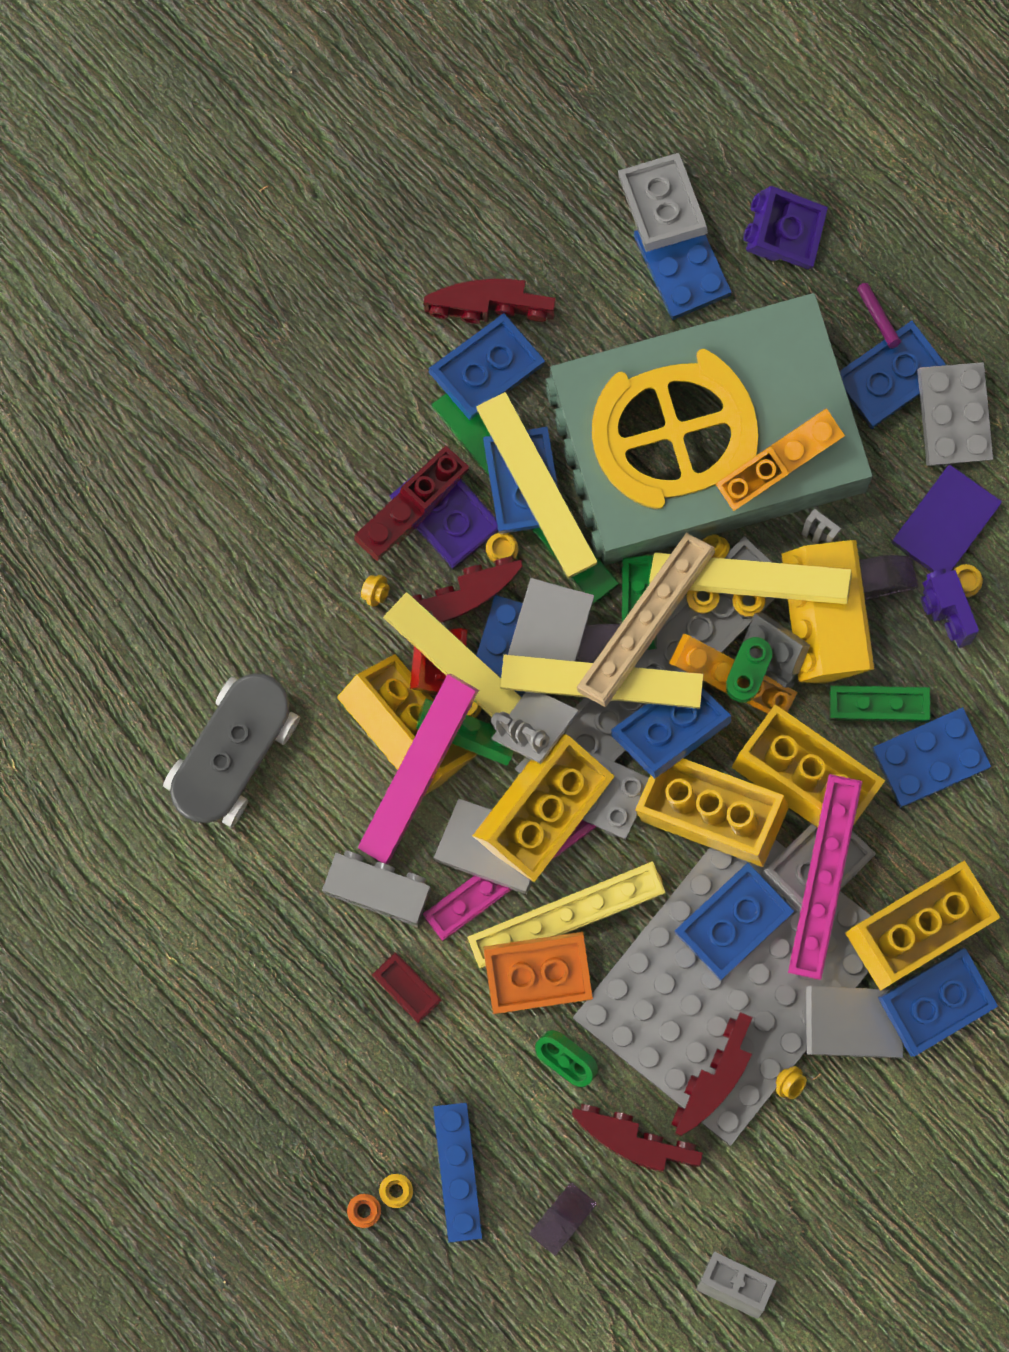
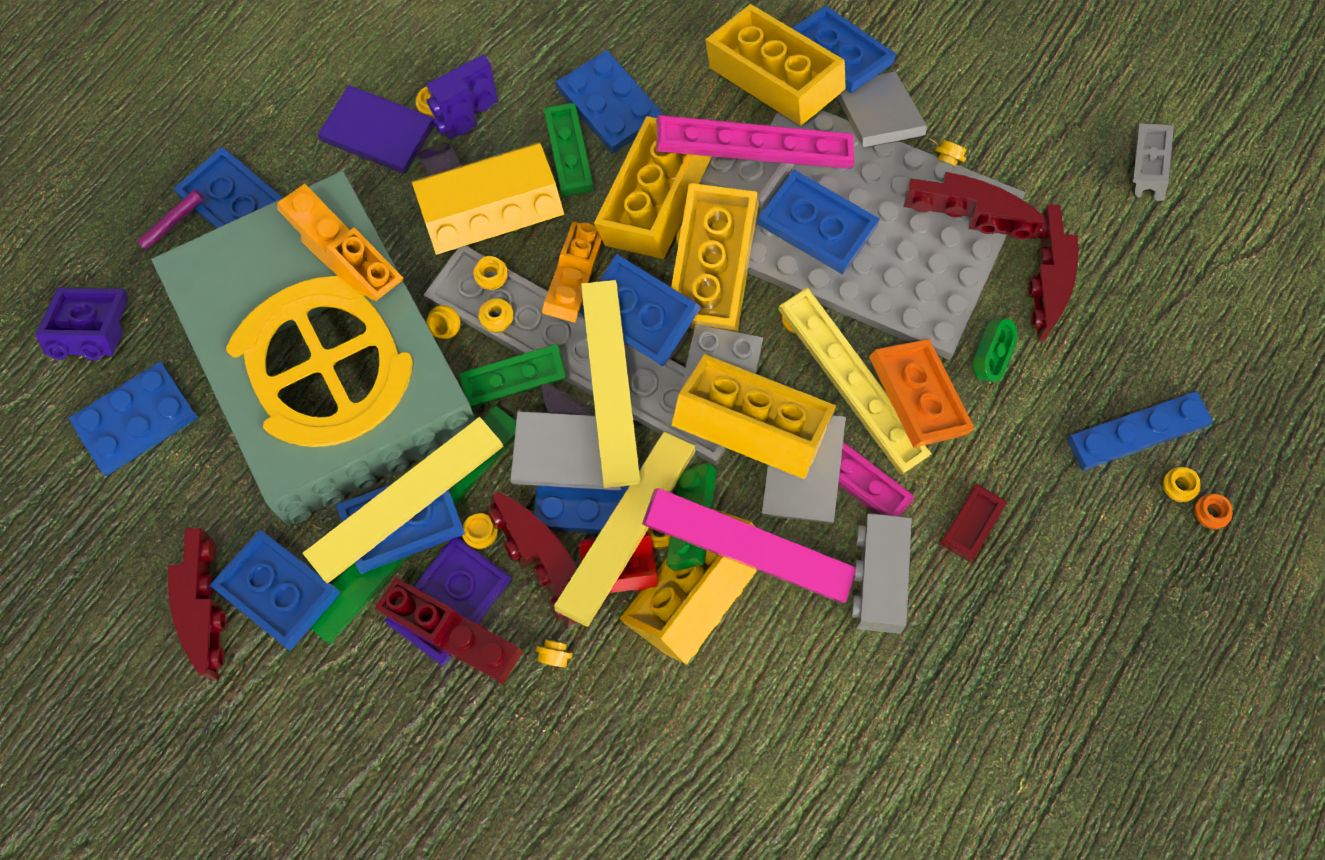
camera: 105 degrees left, 10 degrees down
(230, 749) = (777, 769): dark grey piece -> none
(533, 725) = (673, 438): light grey hinge -> none
(562, 1219) = (1153, 321): clear purple slope -> none
(645, 619) = (536, 349): tan tile -> none
(662, 202) = (63, 444): light grey plate -> none
(748, 668) = (563, 249): green plate -> none
(768, 579) = (469, 266): light yellow tile -> none
(787, 648) = (537, 240): dark grey plate -> none
(809, 527) = (410, 218): light grey tile -> none
(955, 414) = (265, 136): light grey plate -> none

